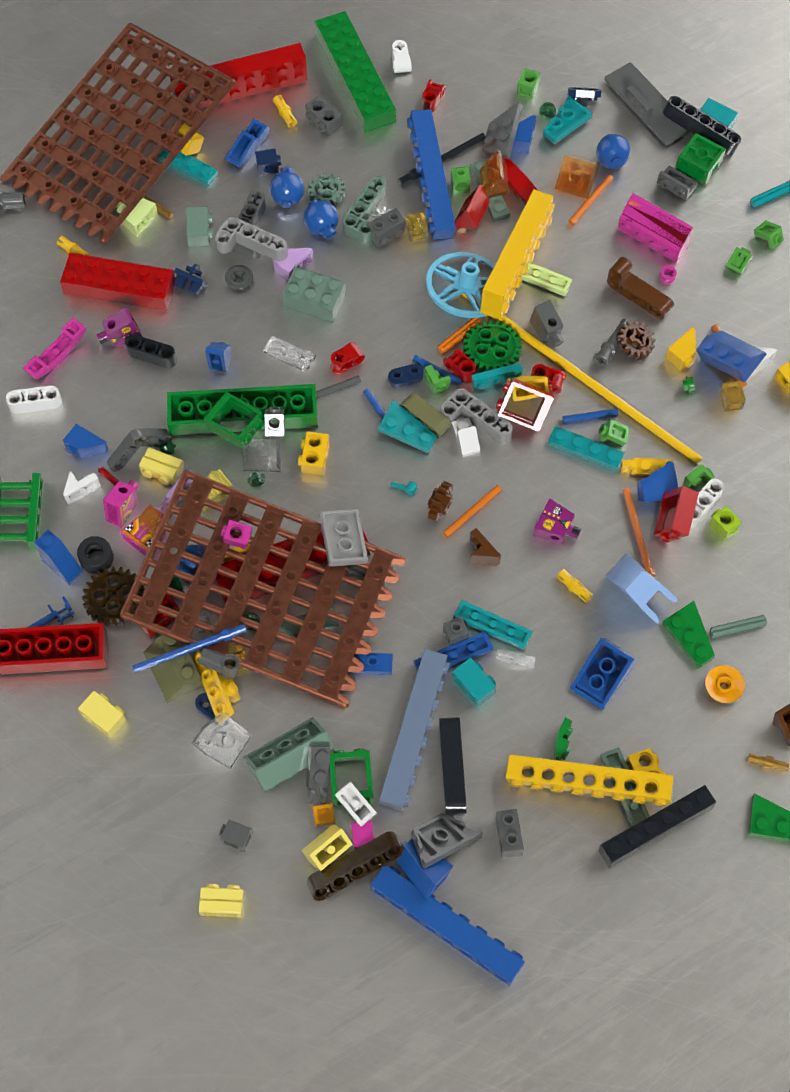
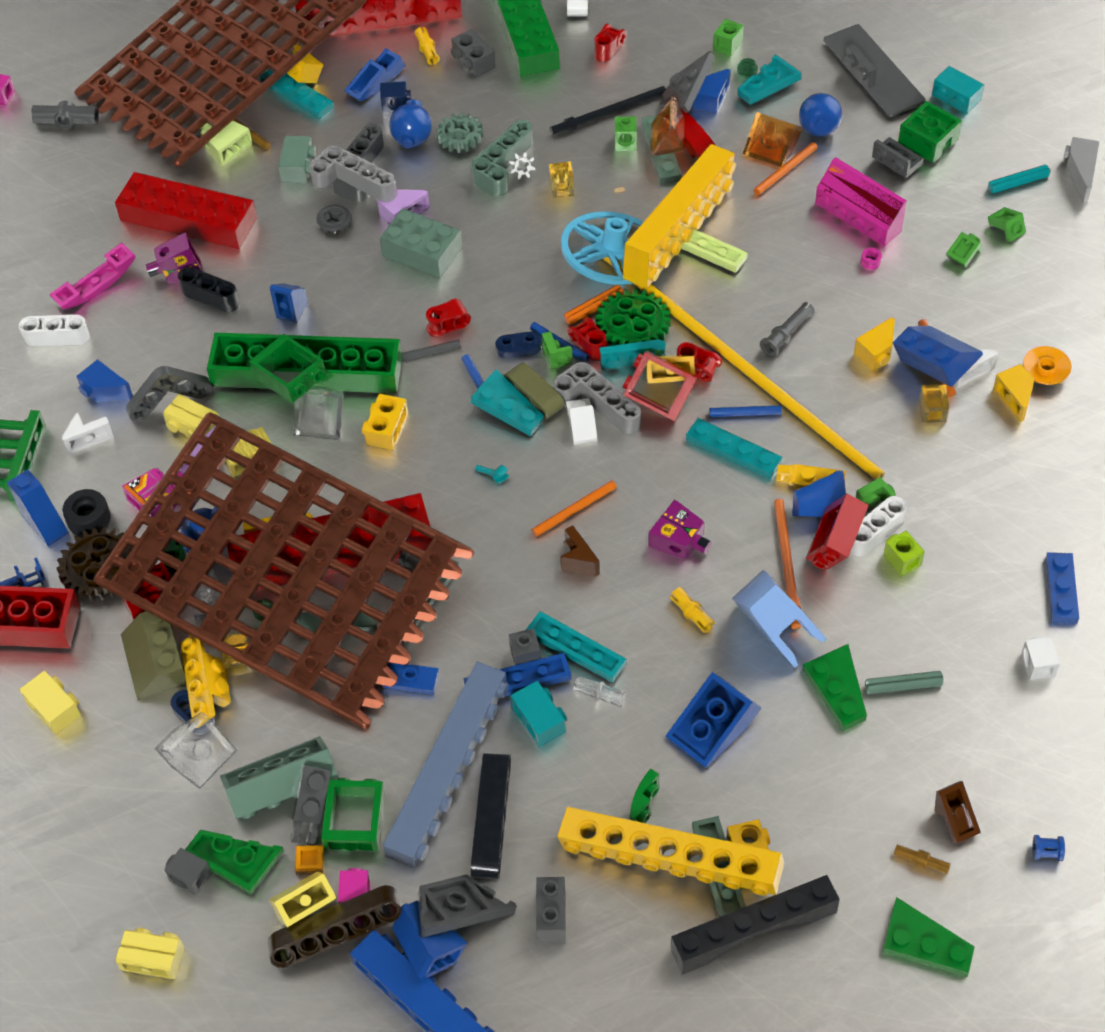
camera: 10 degrees right, 10 degrees down
(70, 247) = (136, 166): yellow pin -> none
(105, 473) = (127, 427): red piece -> none
(120, 502) = (130, 454): dark pink torso -> none
(150, 520) = (156, 470): clear yellow brick -> none
(167, 447) = (204, 399): dark green plate -> none
(196, 282) = (276, 212): dark blue hips -> none
(218, 662) = (214, 652): dark grey piece -> none
(226, 635) = (221, 616): blue bar -> none
(243, 540) = (263, 503): dark pink brick -> none
(256, 479) = (306, 444): clear green plate -> none
(269, 822) = (235, 860): none -> green wing
(274, 429) = (331, 384): brick -> none
(289, 353) = (378, 307): clear plate -> none
(321, 218) = (446, 161): blue brick -> none
(343, 537) = (395, 514): light grey tile -> none
(355, 804) = (349, 844): white slope -> none
(387, 227) = (525, 177): dark grey bracket -> none
(432, 174) = (590, 124): blue brick -> none
(440, 501) = (532, 489): reddish brown gear -> none
(473, 209) = (635, 166): red slope -> none
(547, 323) = (706, 297): dark grey torso -> none
(590, 93) = (804, 54): plate -> none
(614, 431) = (773, 431): bright green bracket -> none
(637, 290) = (828, 272): reddish brown beam -> none
(638, 340) = (817, 327): reddish brown gear -> none
(689, 384) = (879, 385): green plate -> none
(699, 122) = (927, 87): black beam -> none
(731, 678) = (874, 741): light orange dish -> none

